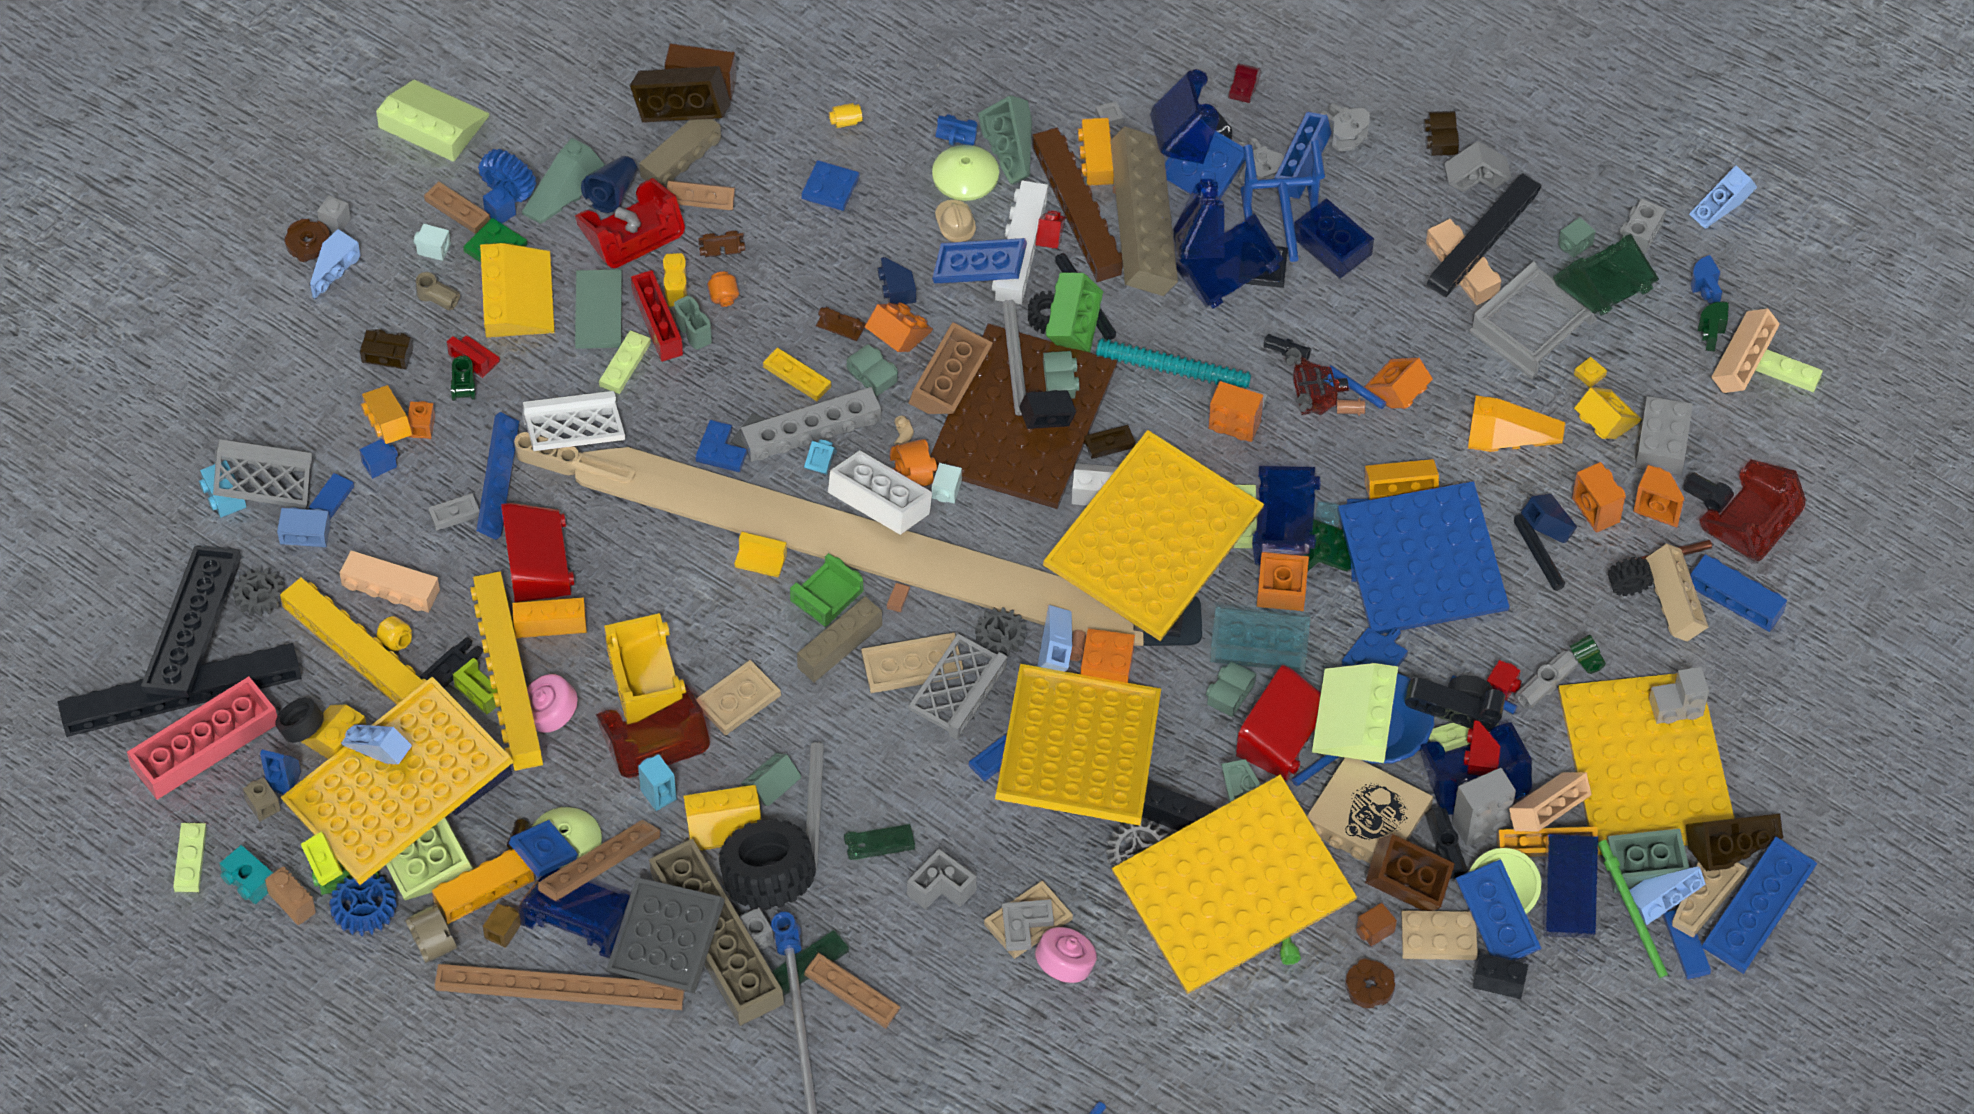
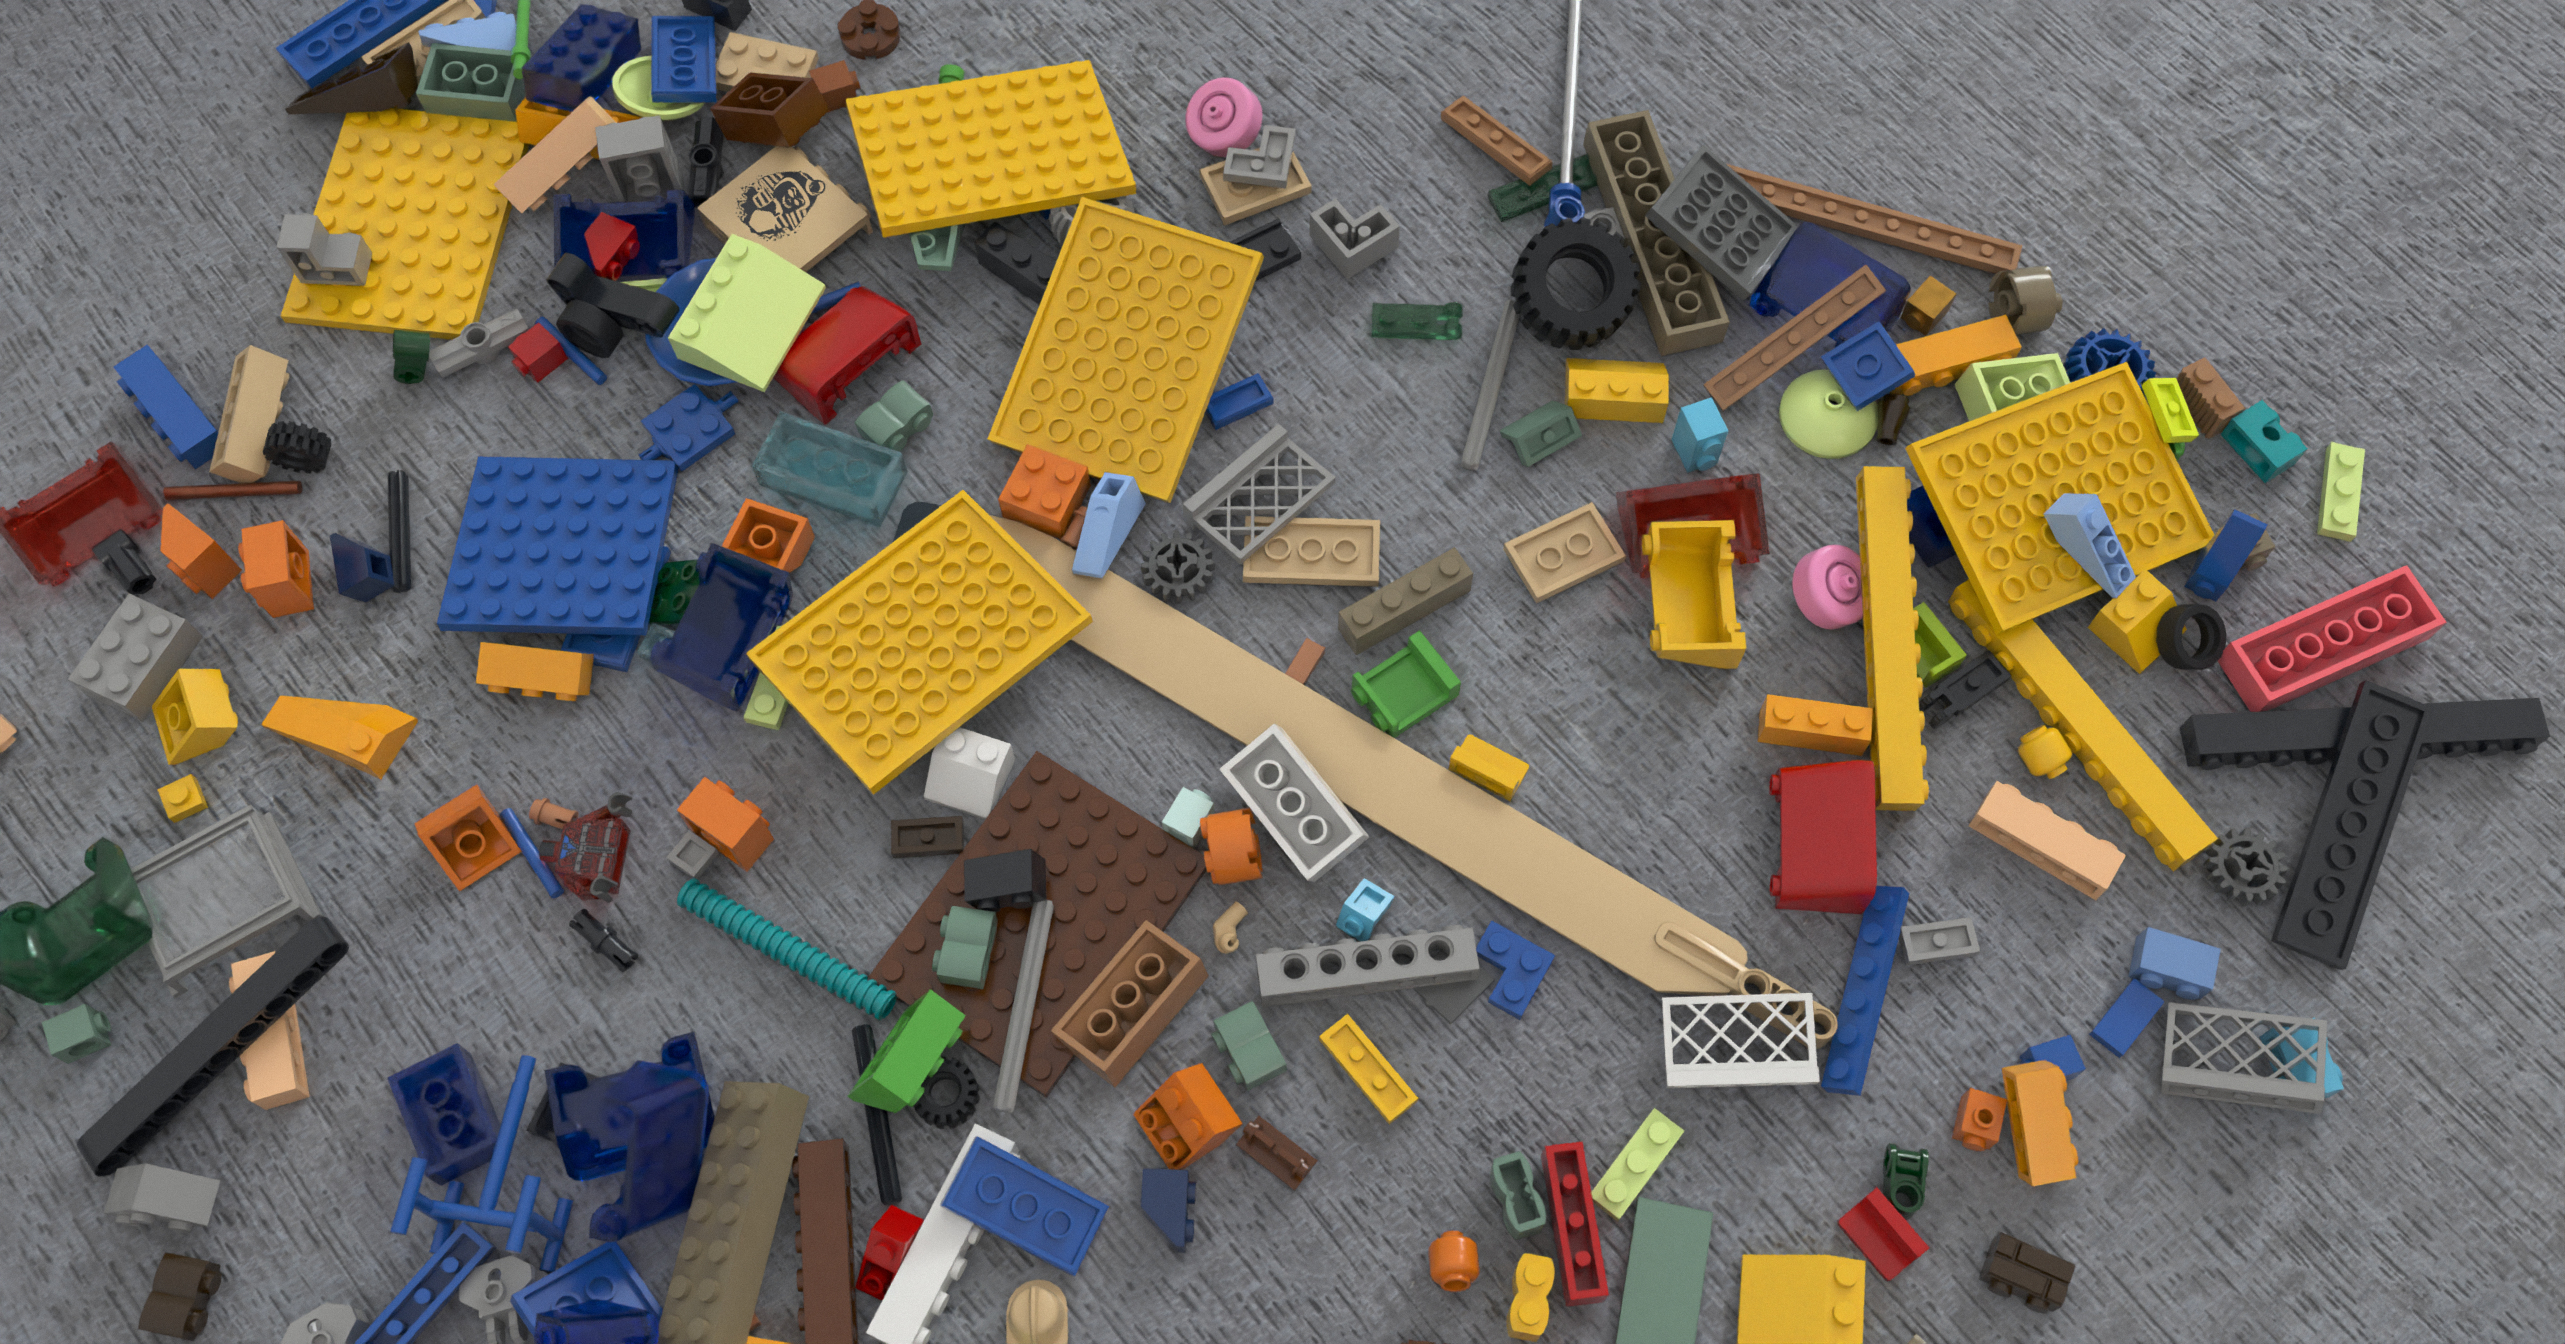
camera: 165 degrees left, 10 degrees up
(1008, 871) = (1274, 244): none -> black plate

